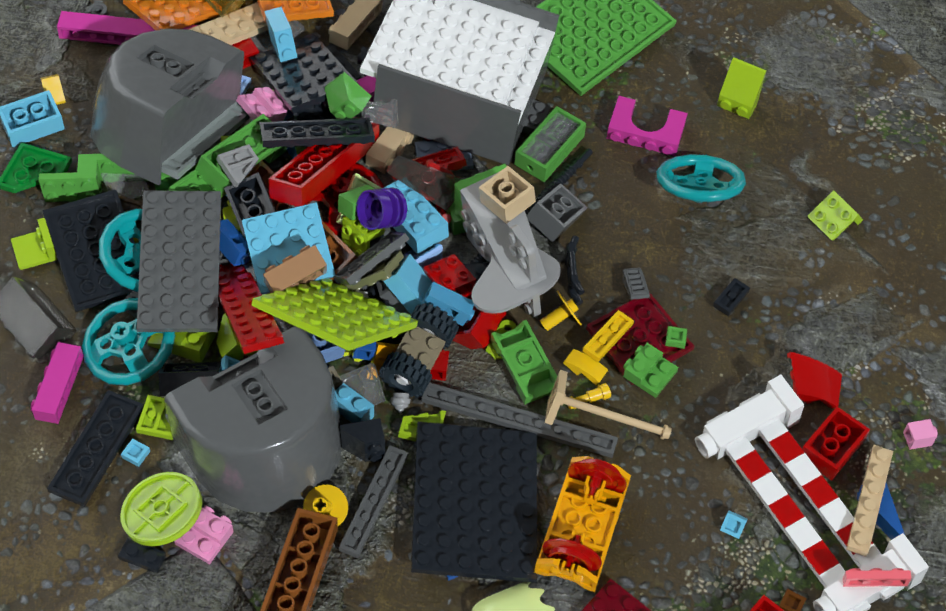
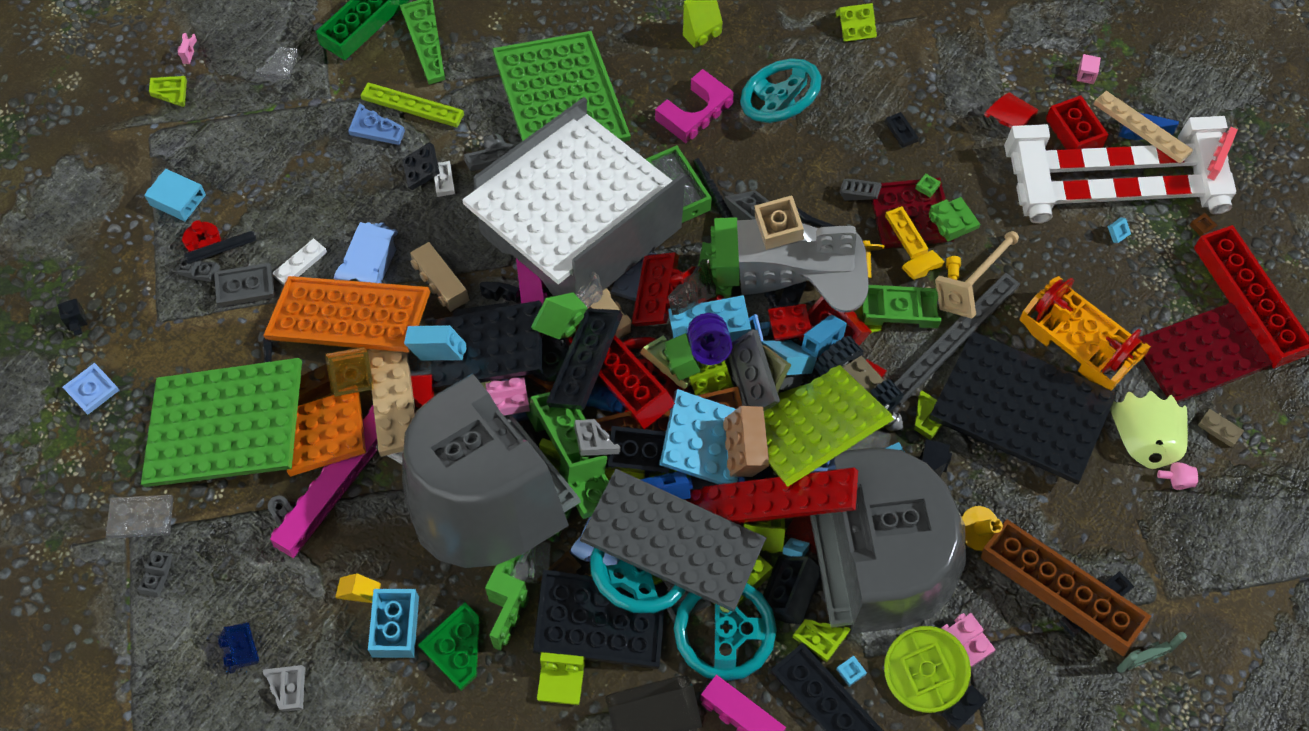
camera: 60 degrees left, 5 degrees up
(373, 502) = (991, 488): dark grey plate -> none

